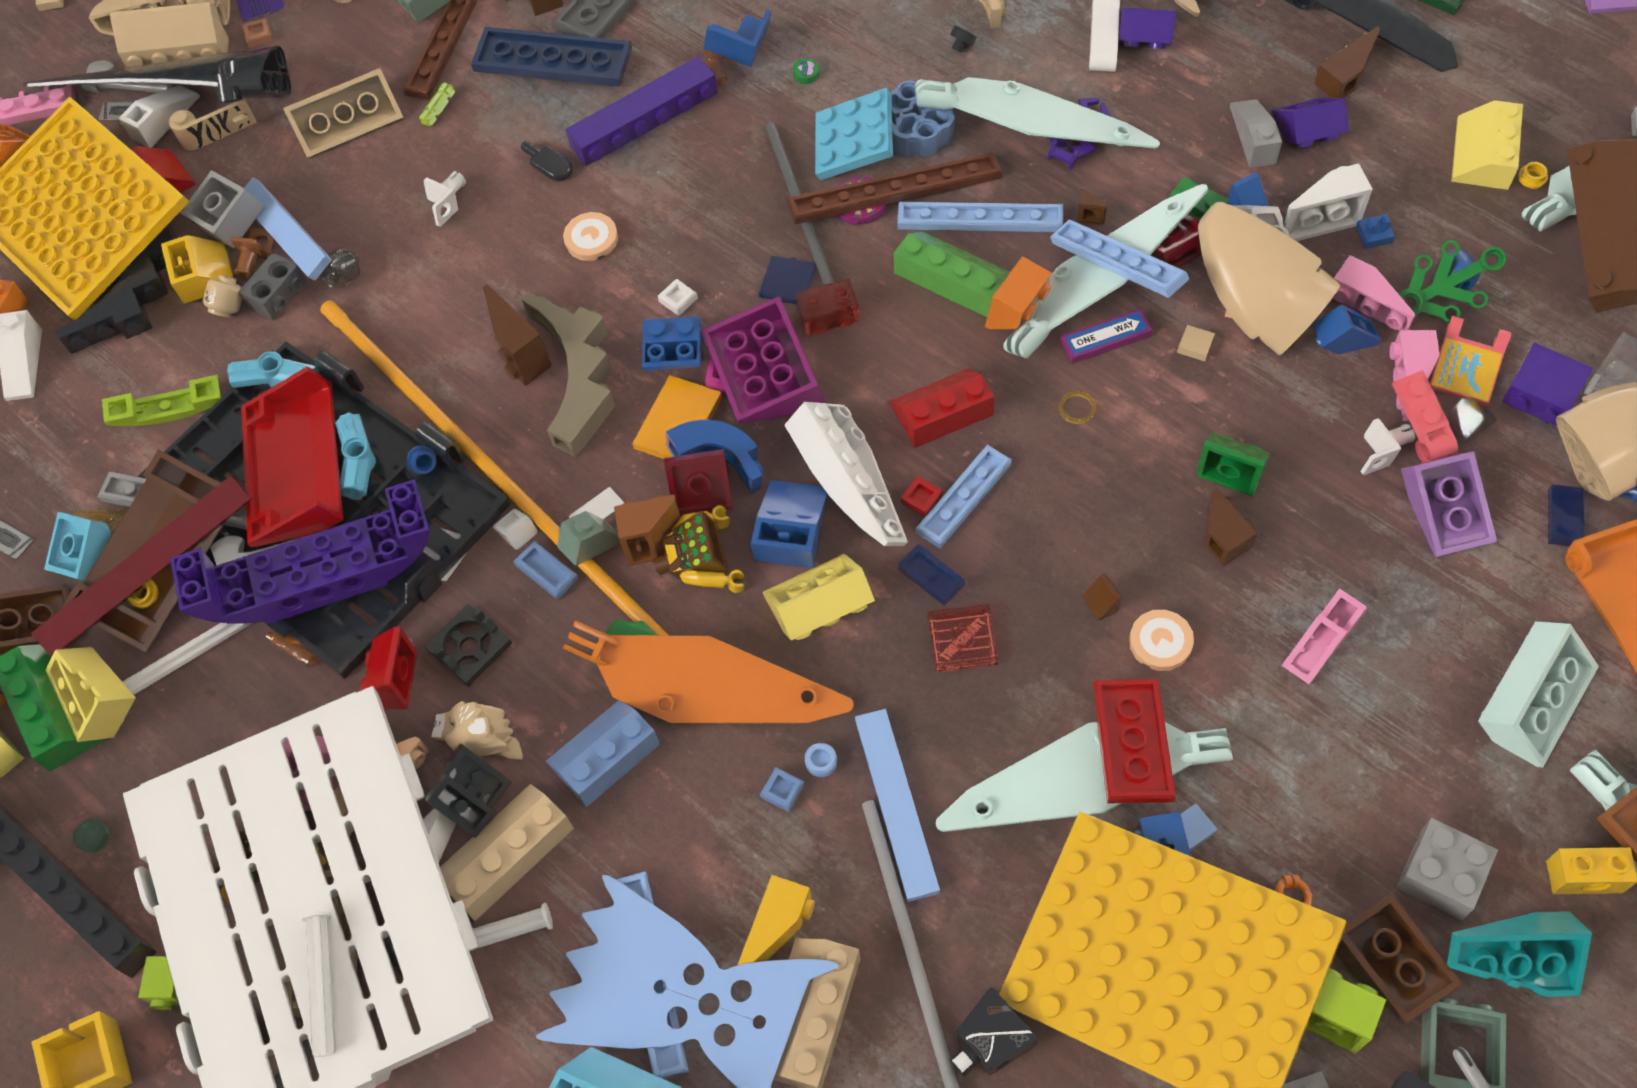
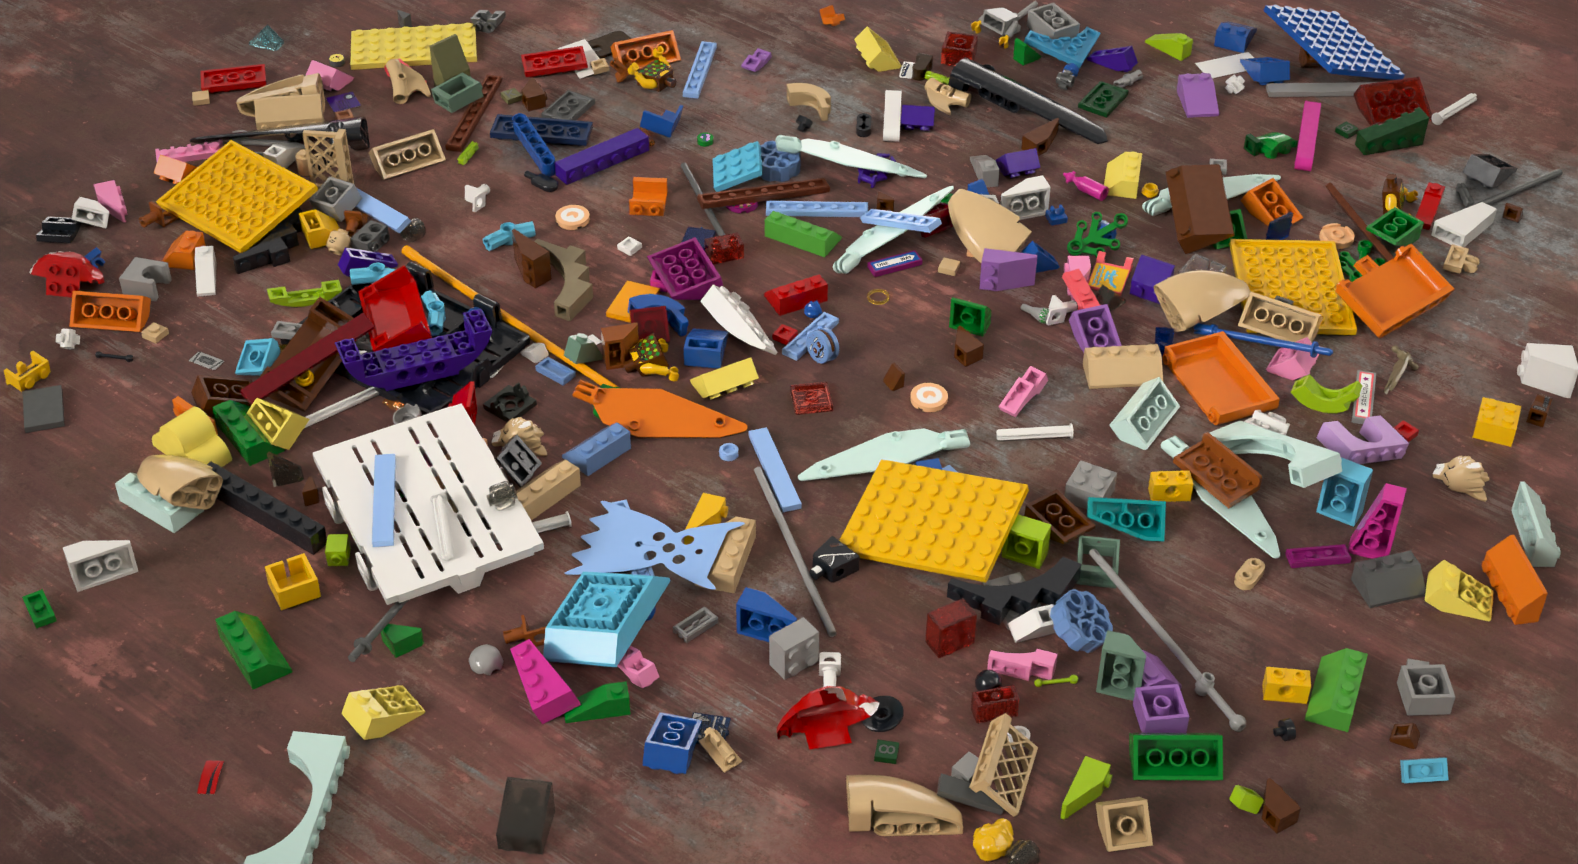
camera: 10 degrees left, 20 degrees down
(91, 835) = (281, 491): clear green tile -> none
(93, 794) = (283, 470): none -> clear smoke slope
(127, 848) = (310, 492): none -> reddish brown slope
(227, 137) = (342, 155): none -> tan fence
(227, 914) = (384, 500): none -> light blue tile
(252, 337) = (358, 258): none -> dark purple slope
(300, 679) = (406, 413): none -> light grey hair
(420, 918) = (501, 495): none -> clear smoke head
(488, 272) = (504, 235): none -> medium azure piece
(531, 82) = (534, 144): none -> blue beam
(672, 343) = (629, 262): blue slope -> none
(711, 195) = (648, 196): none -> orange panel
(782, 789) = (706, 465): medium blue tile -> none
(931, 574) = (792, 369): clear blue plate -> none
(968, 442) = (813, 309): none -> blue plate
(983, 529) = (822, 345): none -> medium blue head
(1018, 296) = (840, 238): orange slope -> none
(1058, 39) = (863, 125): none -> black beam
(1133, 741) = (912, 435): red tile -> none
(1294, 362) = (1007, 270): none -> medium lavender slope
(1346, 728) = (1035, 432): none -> white axle
(1352, 453) = (1039, 314): none -> light grey piece
(1371, 294) = (1052, 241): bright pink slope -> none
(1427, 166) = (1088, 186): none -> dark pink wheel
(1498, 579) = (1122, 365): none -> tan slope

